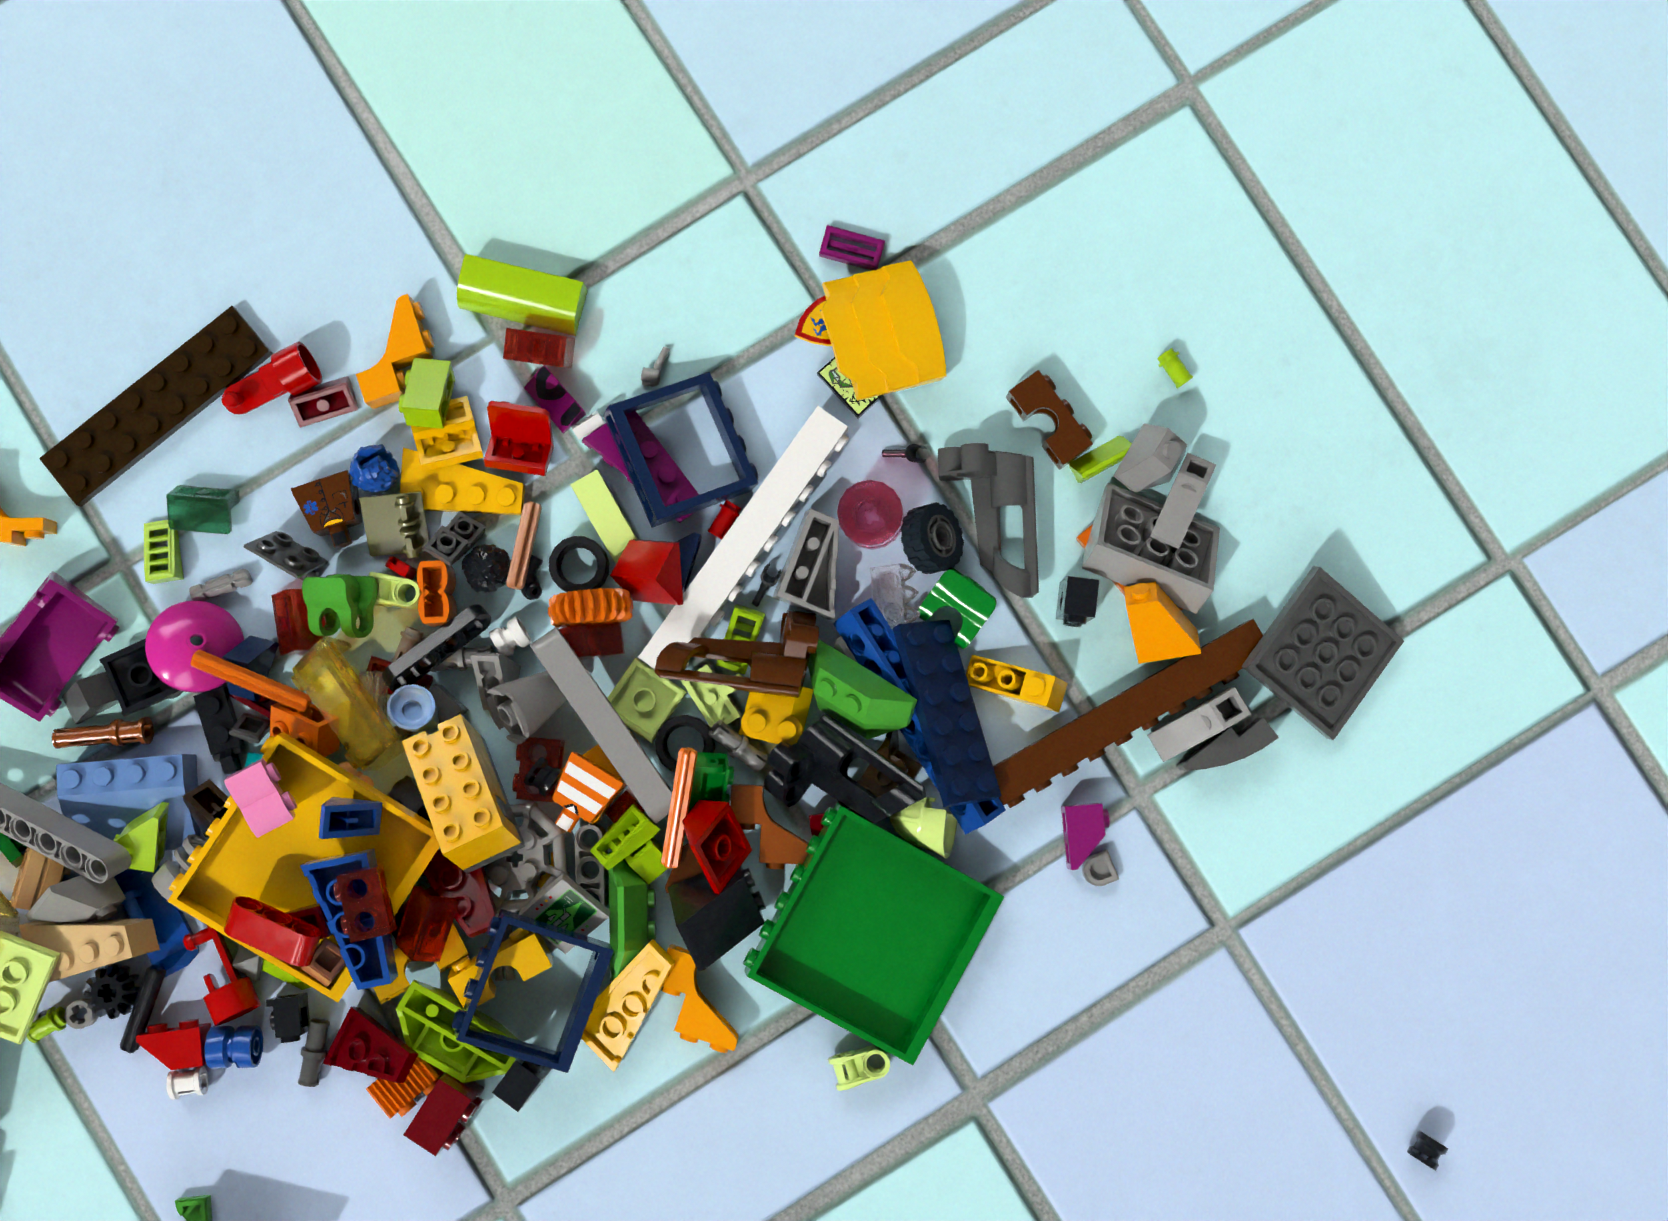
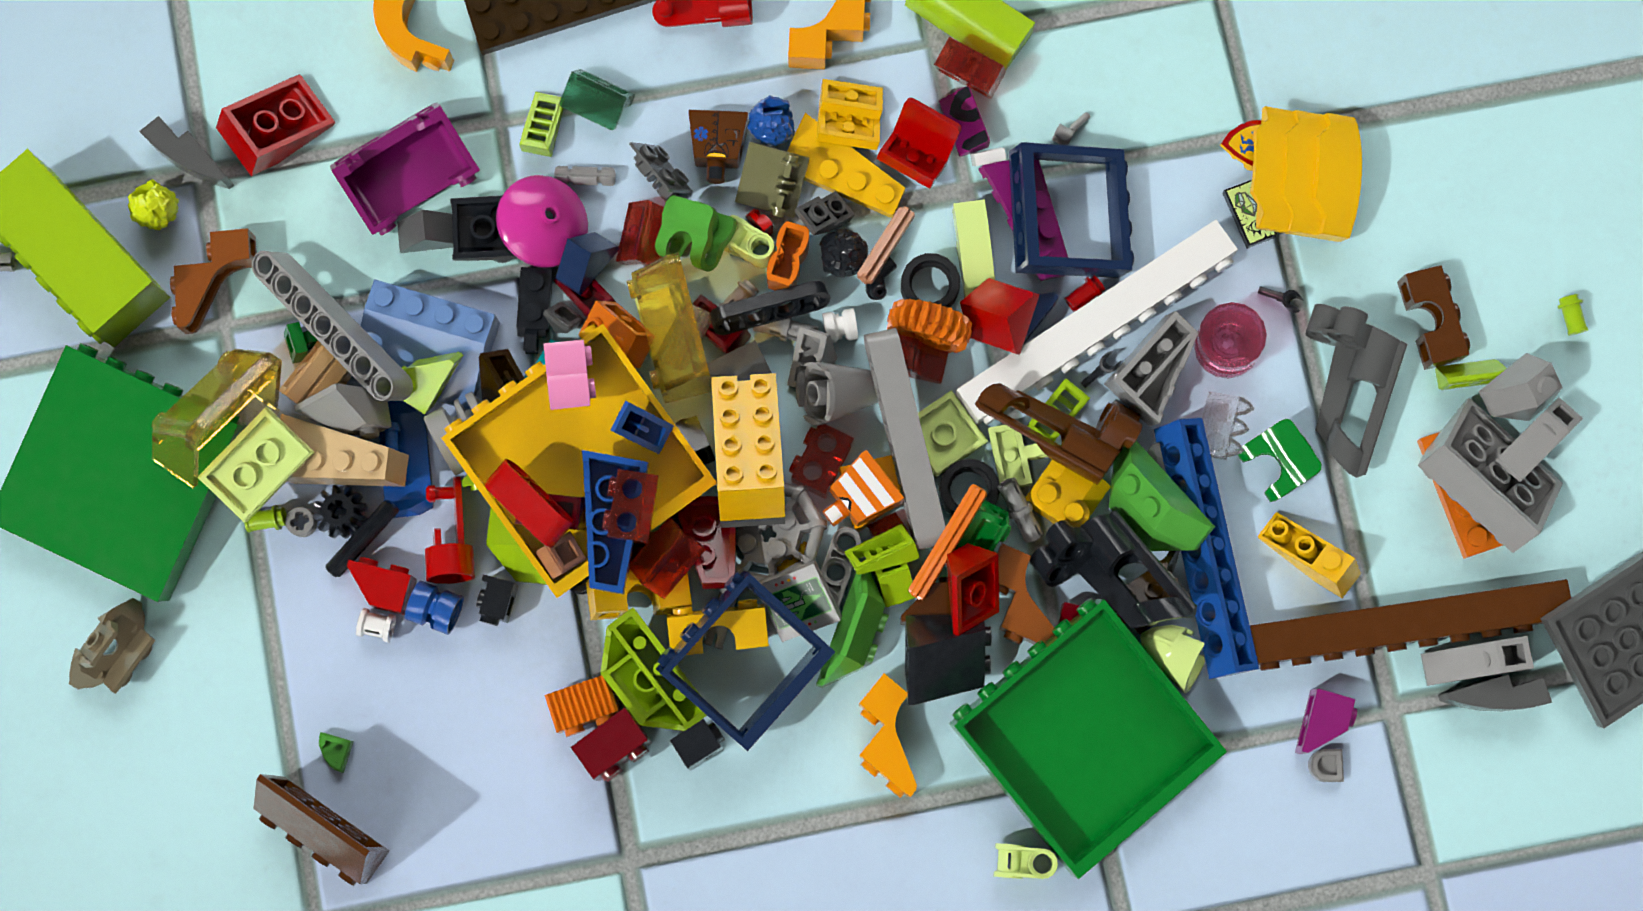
camera: 20 degrees right, 5 degrees down
(117, 732) = (436, 273): dark orange pin -> none
(248, 963) = (480, 532): dark grey slope -> none
(251, 680) = (587, 270): orange axle -> none
(313, 1052) = (505, 643): dark grey pin -> none
(323, 402) = (745, 44): dark red slope -> none
(370, 1049) = (562, 659): dark red wing -> none
(413, 709) = (729, 353): light blue piece -> none
(427, 393) = (849, 70): lime brick -> none
(545, 778) = (829, 466): black wheel -> none
(625, 1003) = (823, 711): yellow wing -> none
(848, 259) = (1292, 96): magenta tile -> none
(932, 538) = (1281, 384): black wheel -> none
(946, 713) = (1236, 553): dark blue plate -> none
(1077, 601) = (1400, 496): black brick -> none
(1158, 624) = (1472, 549): light orange slope -> none

